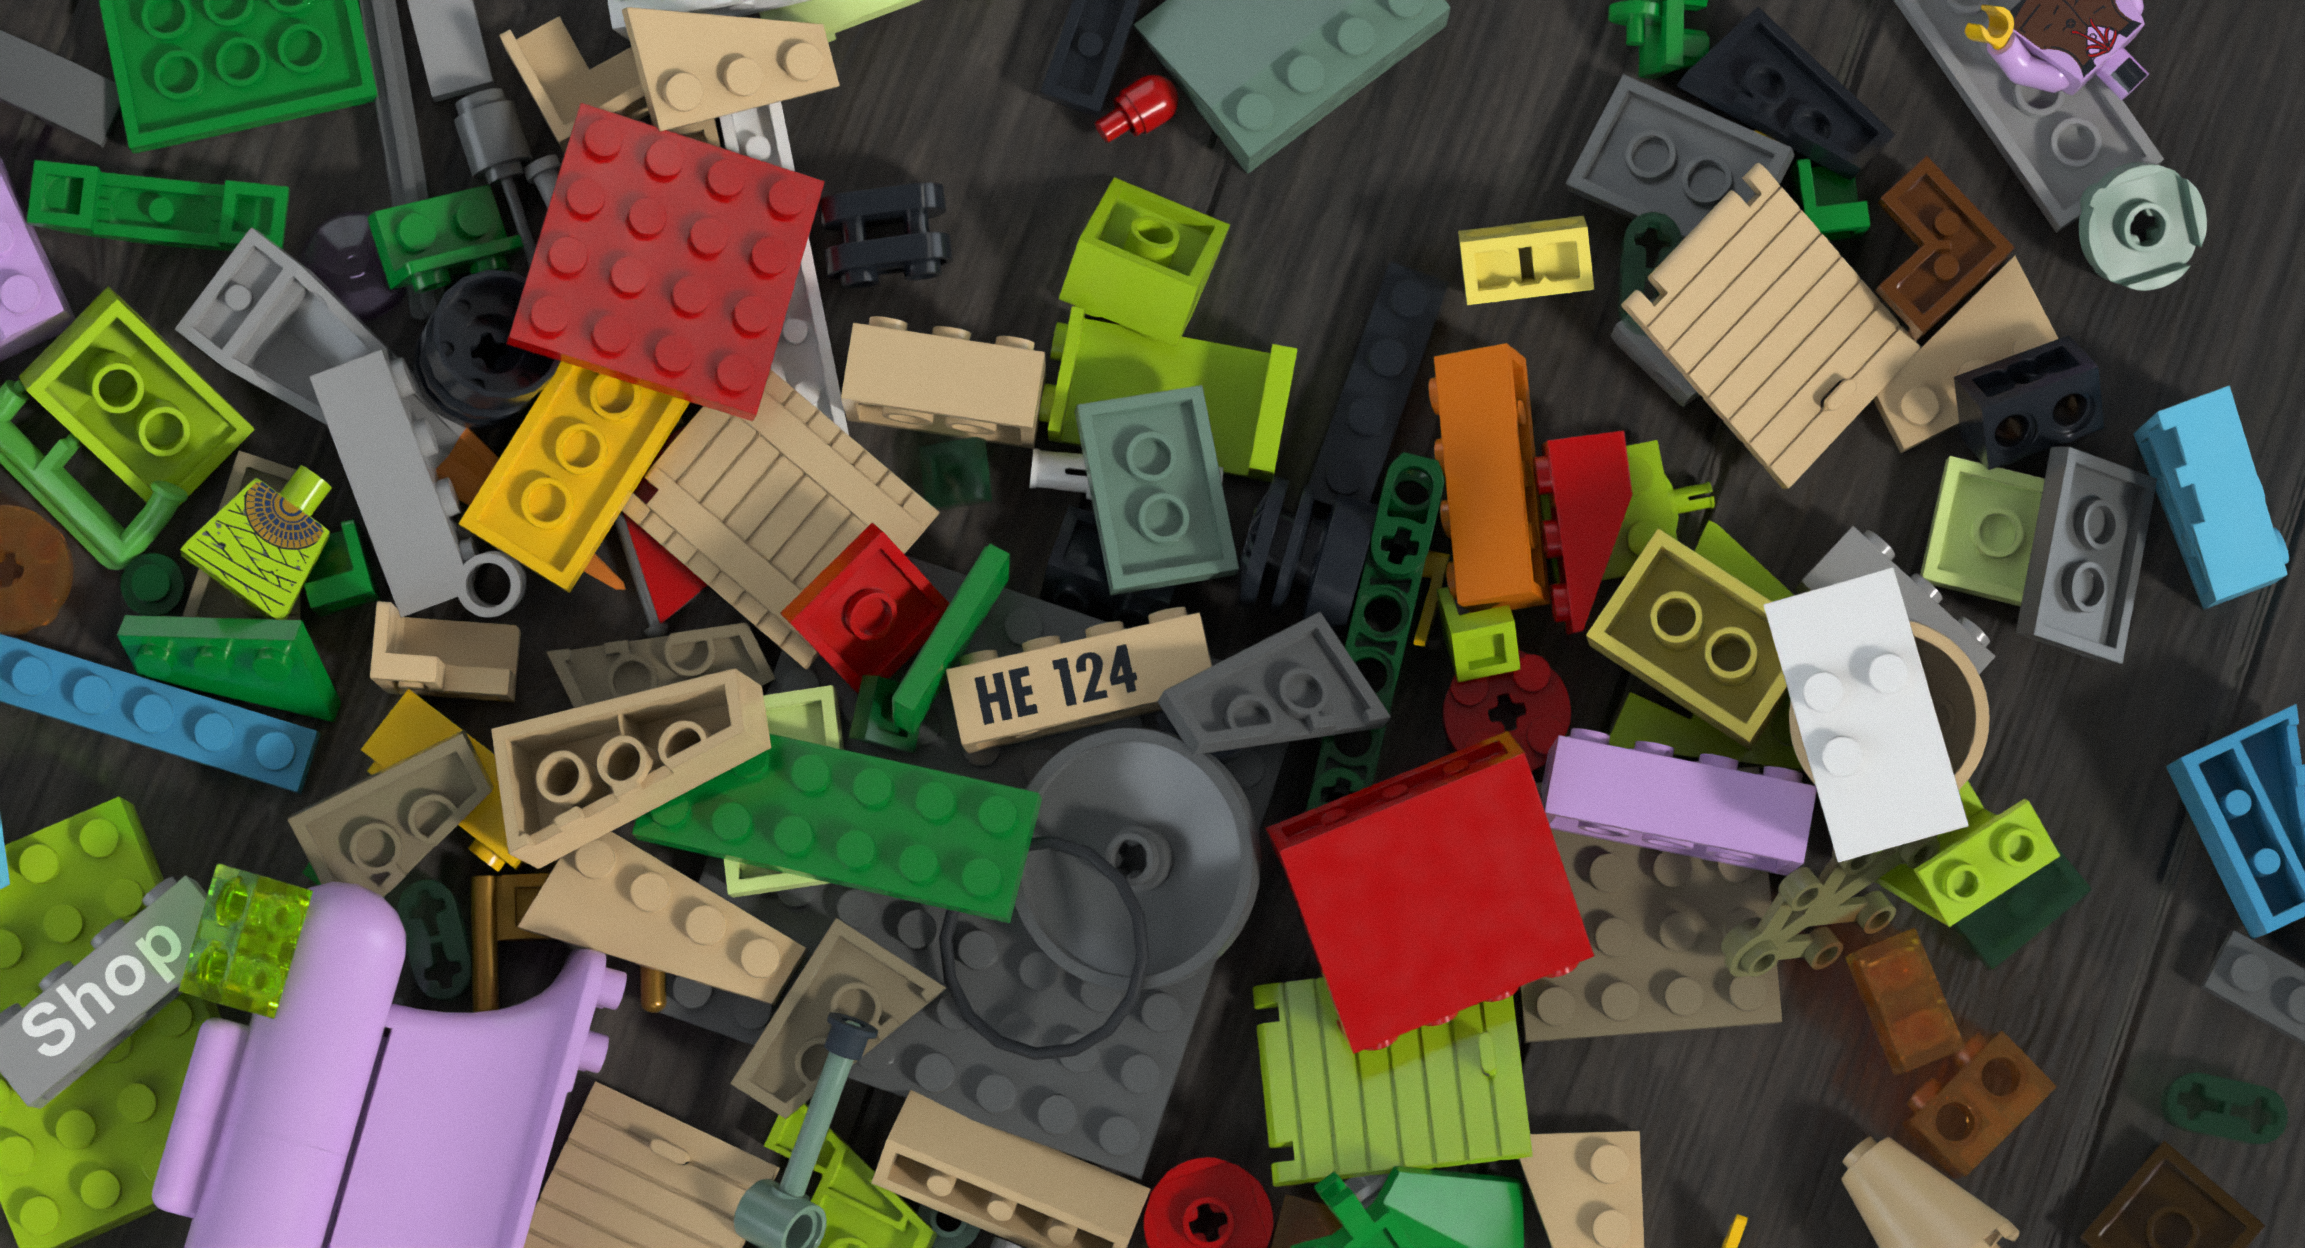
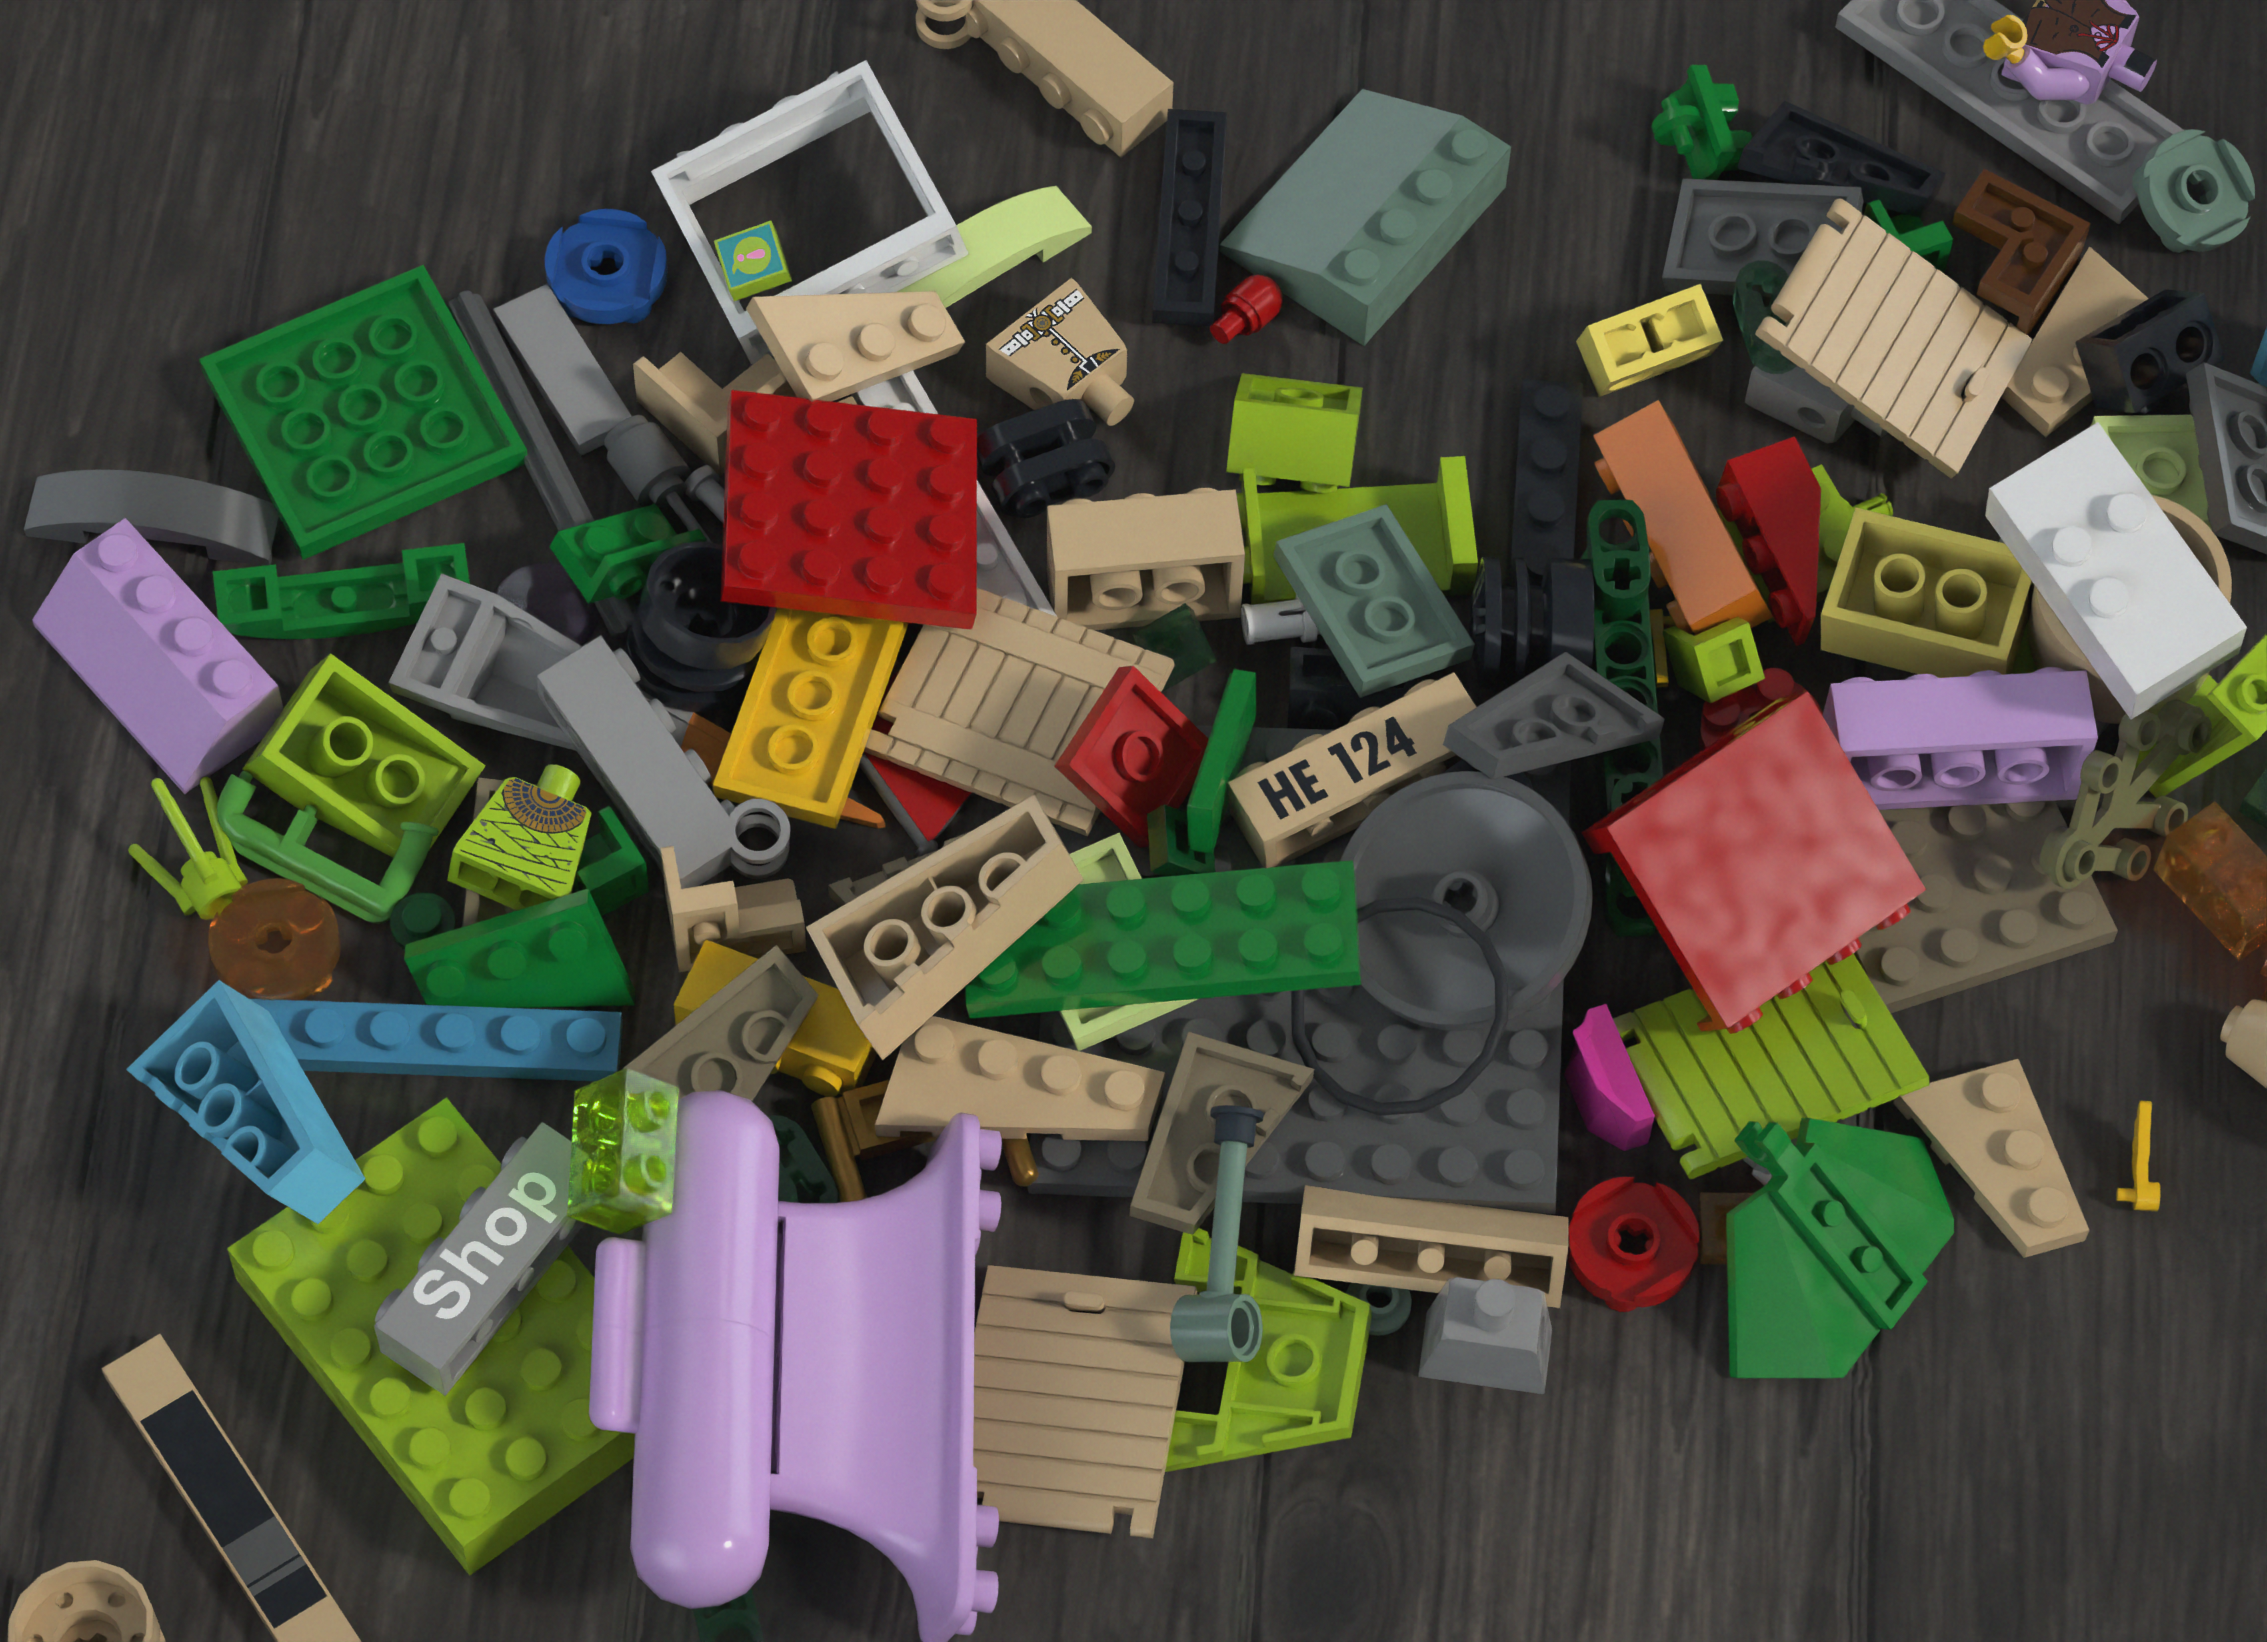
camera: 15 degrees left, 20 degrees down
(936, 124) = (1061, 354): none -> tan torso
(1232, 1052) = (1607, 1083): none -> dark pink slope

